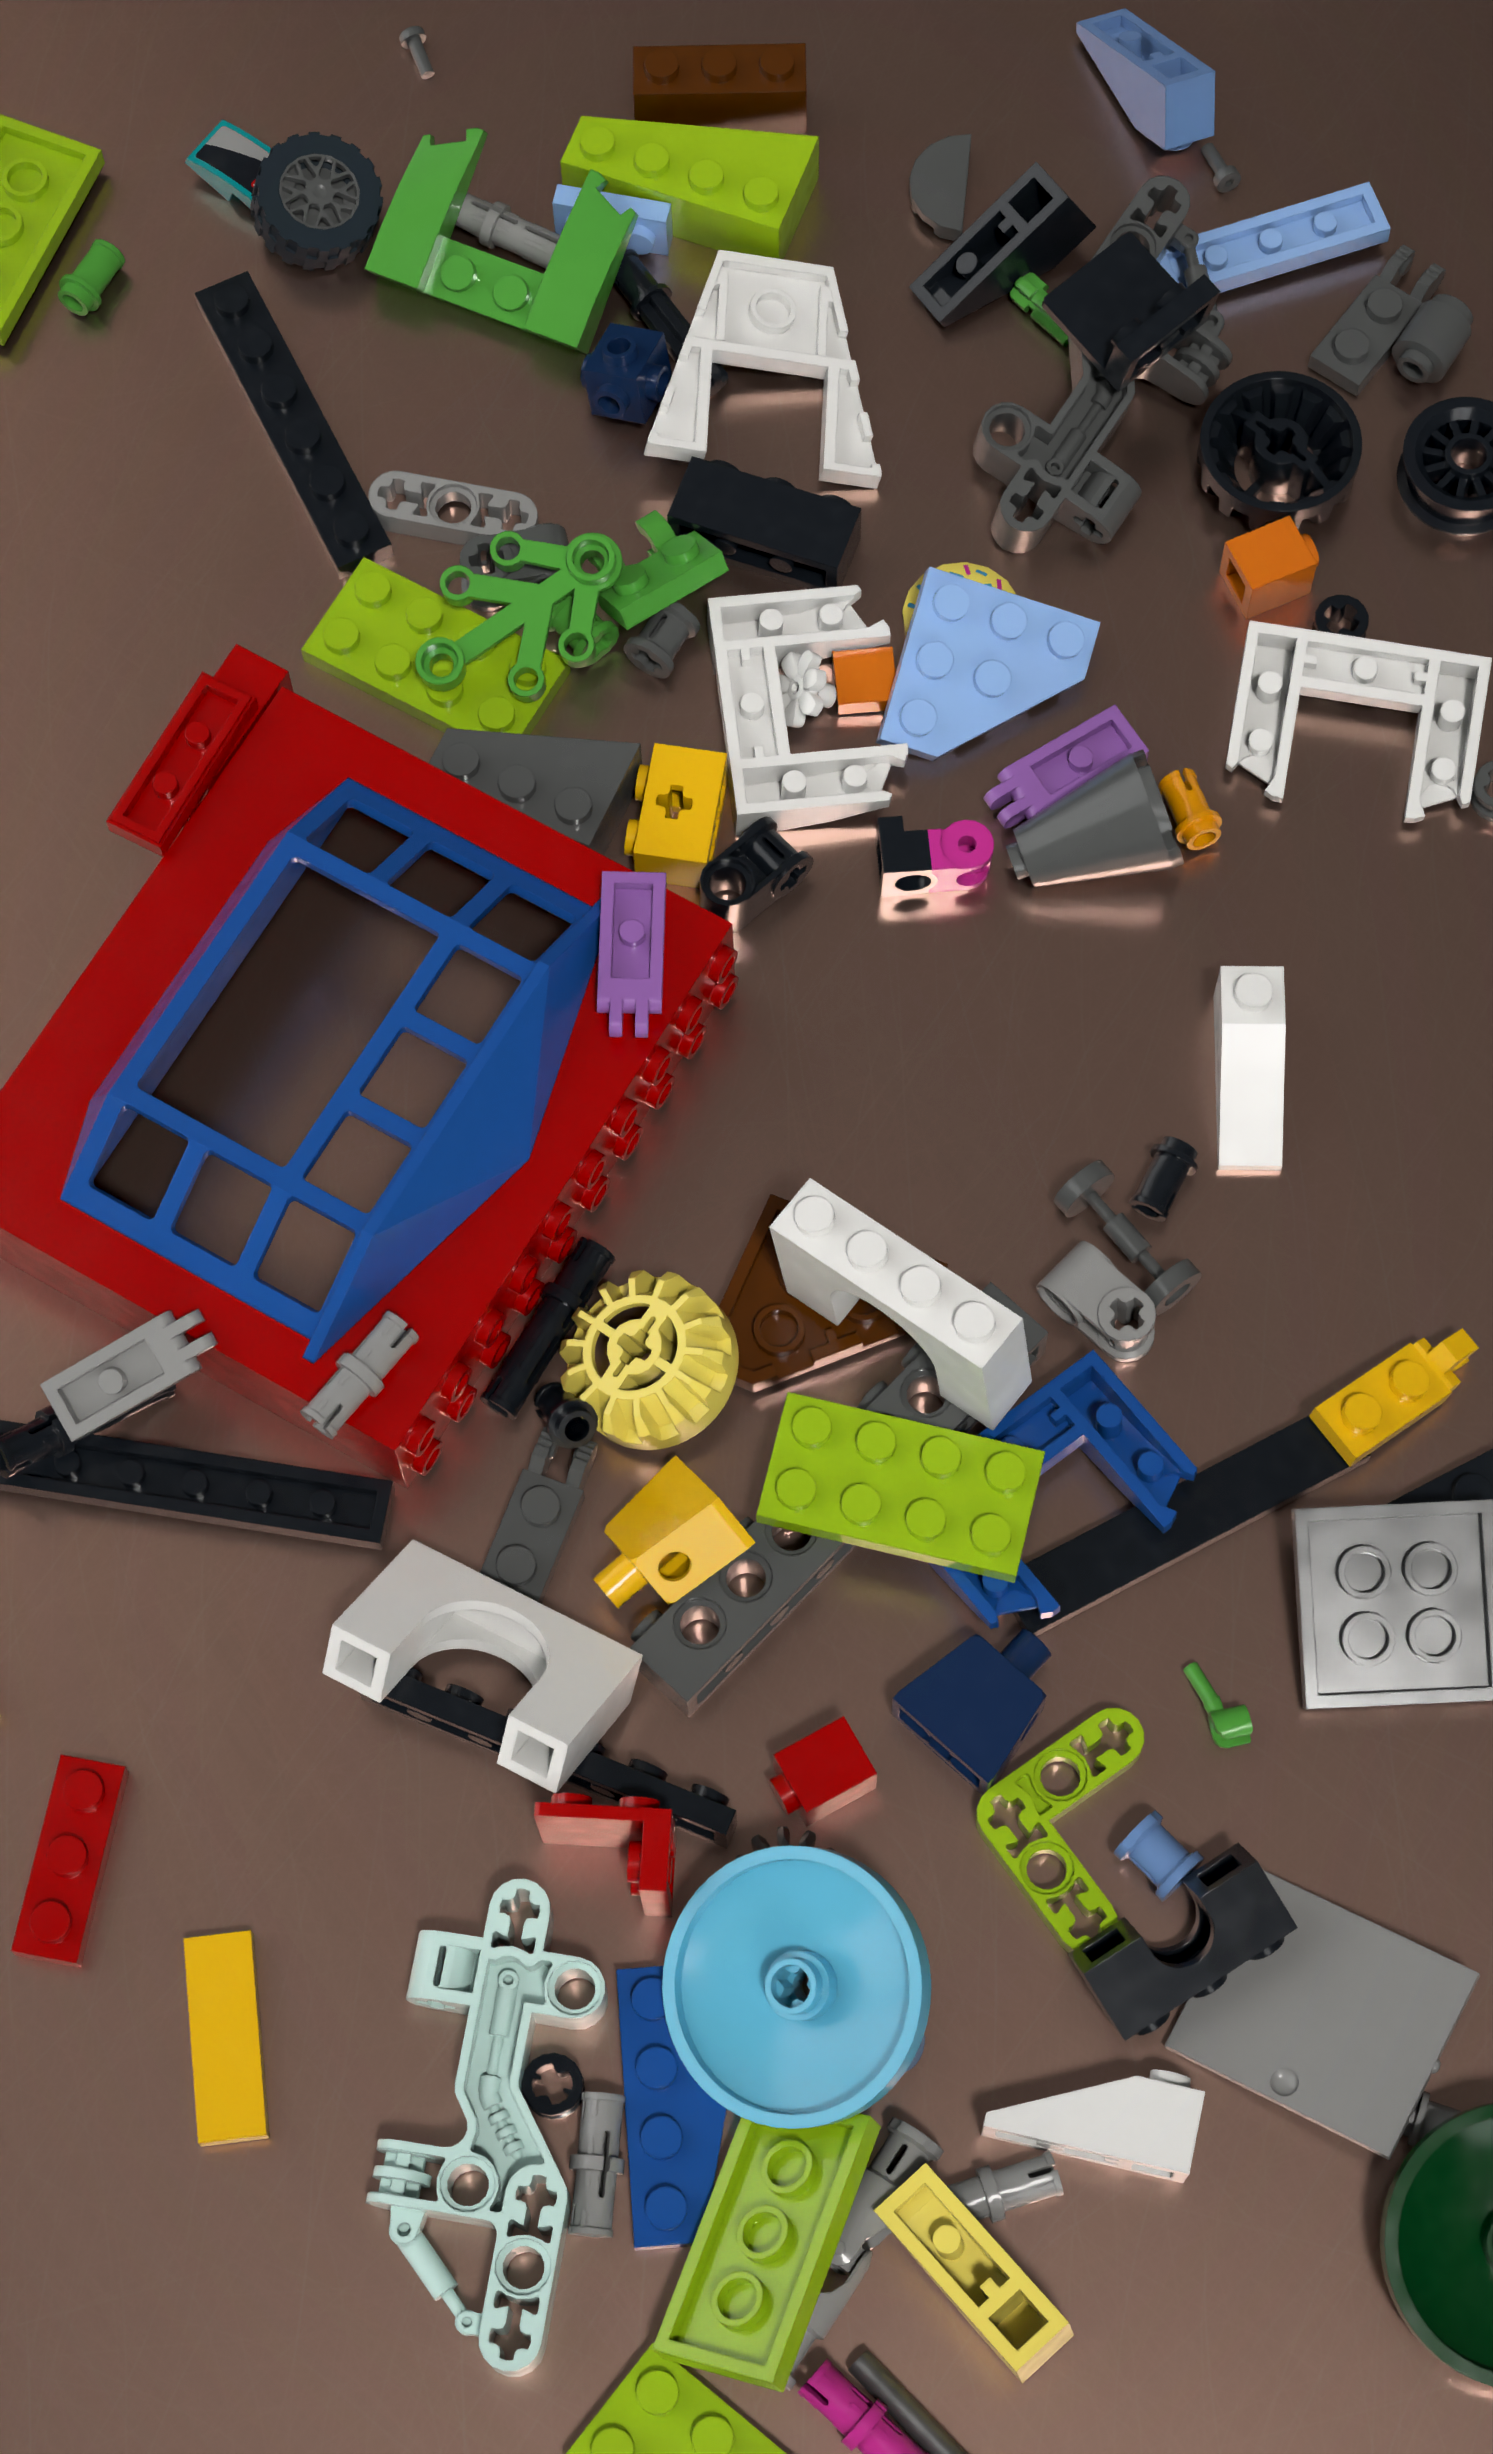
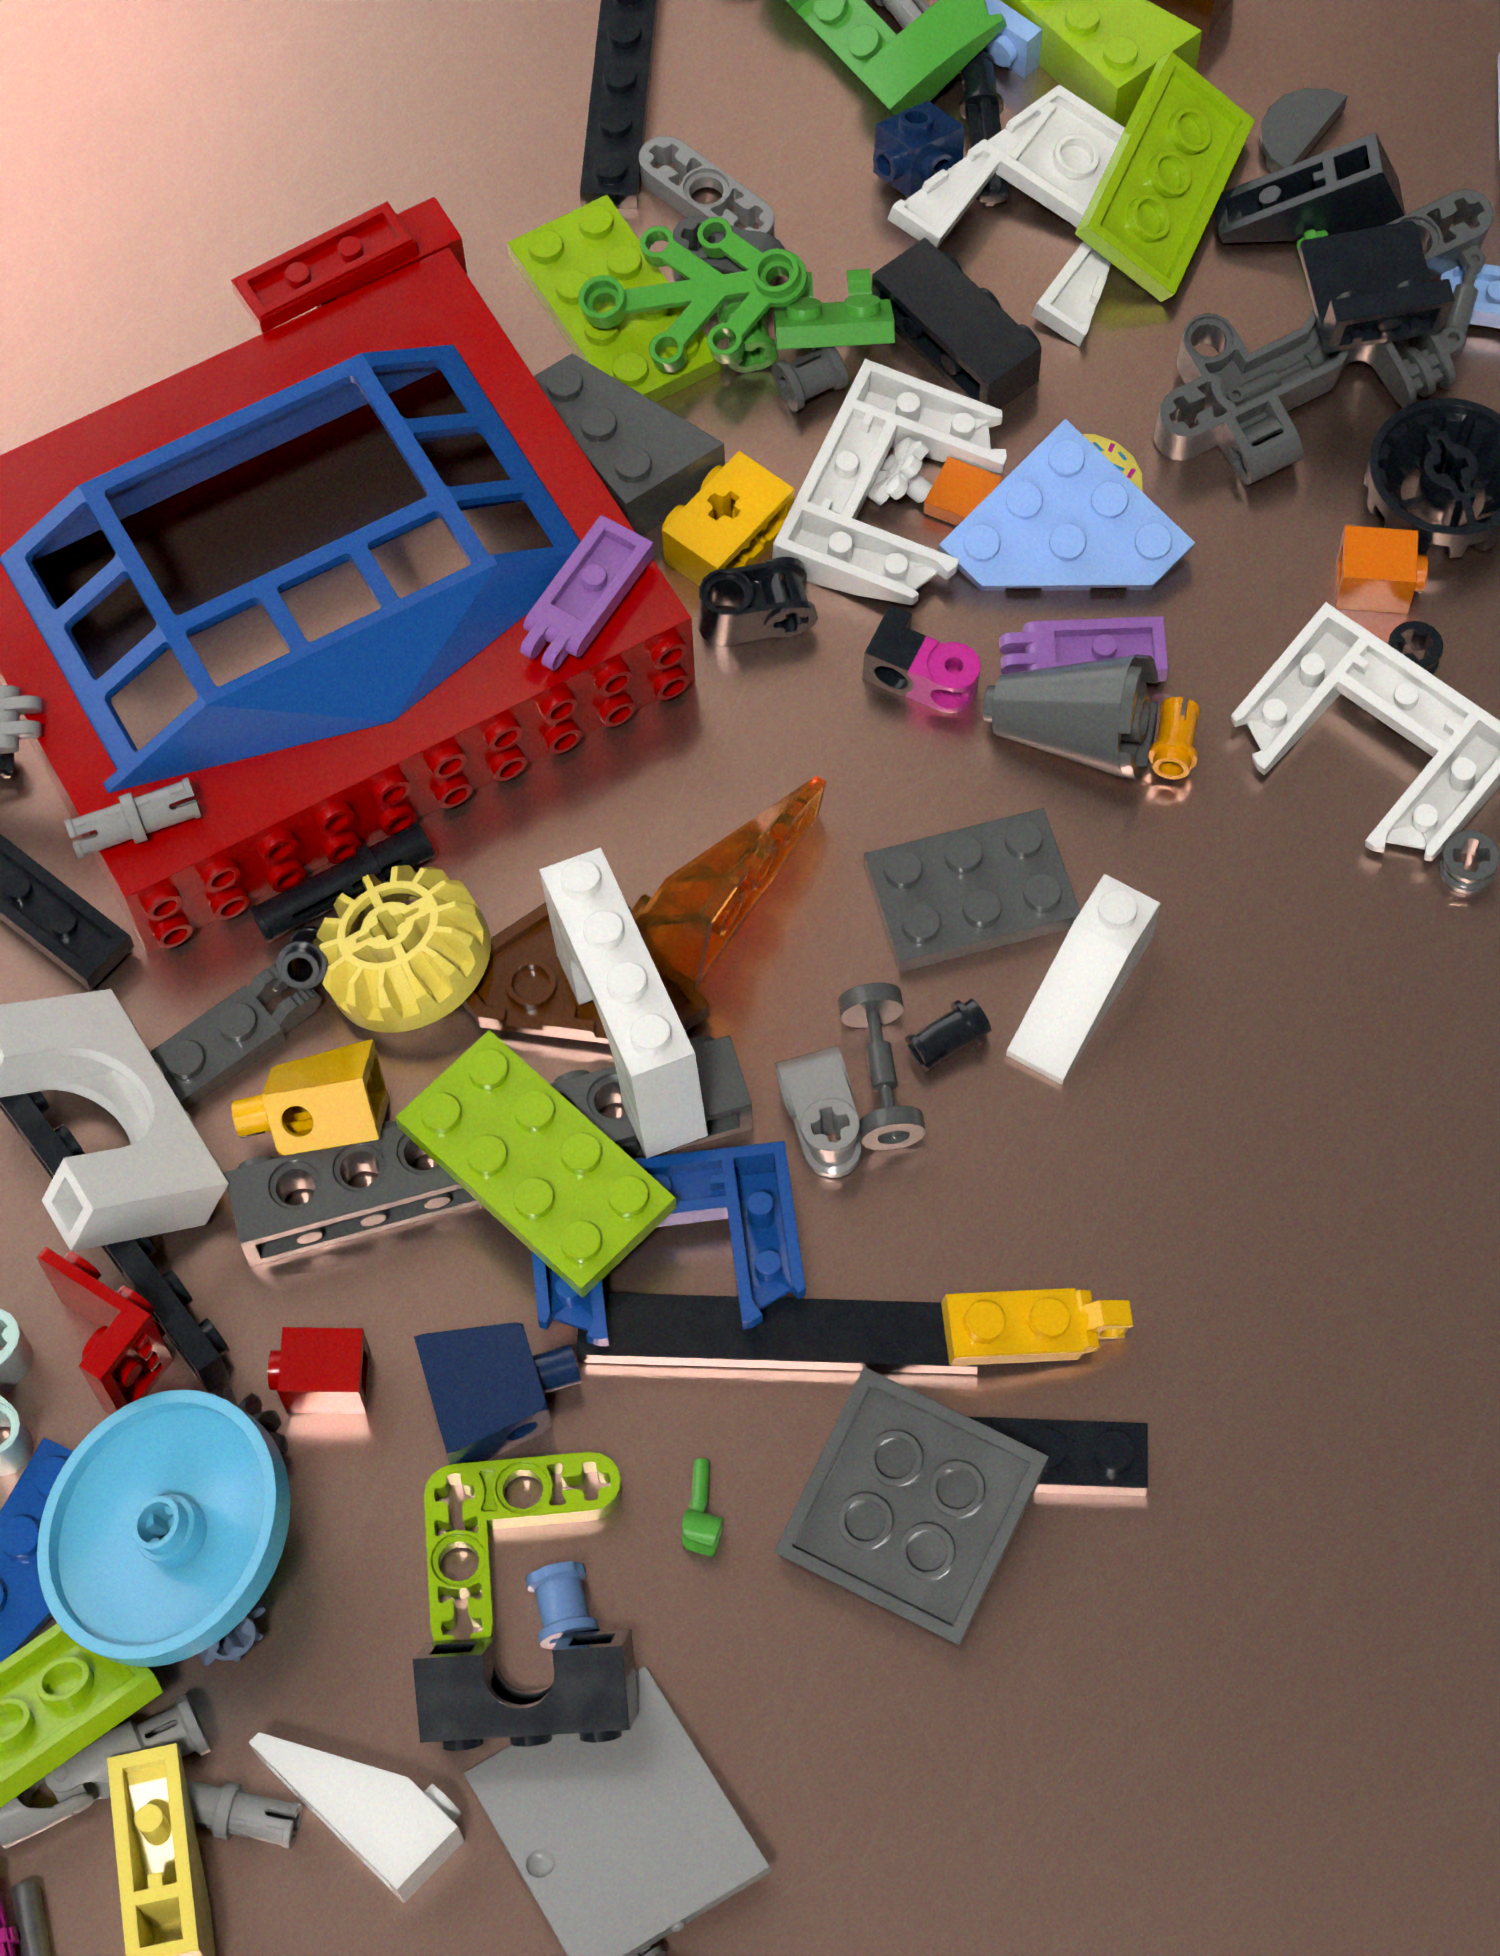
camera: 30 degrees right, 5 degrees down
(866, 291) = (1165, 177): none -> lime plate
(900, 1159) = (714, 893): none -> clear orange wedge
(1099, 1038) = (971, 890): none -> dark grey plate

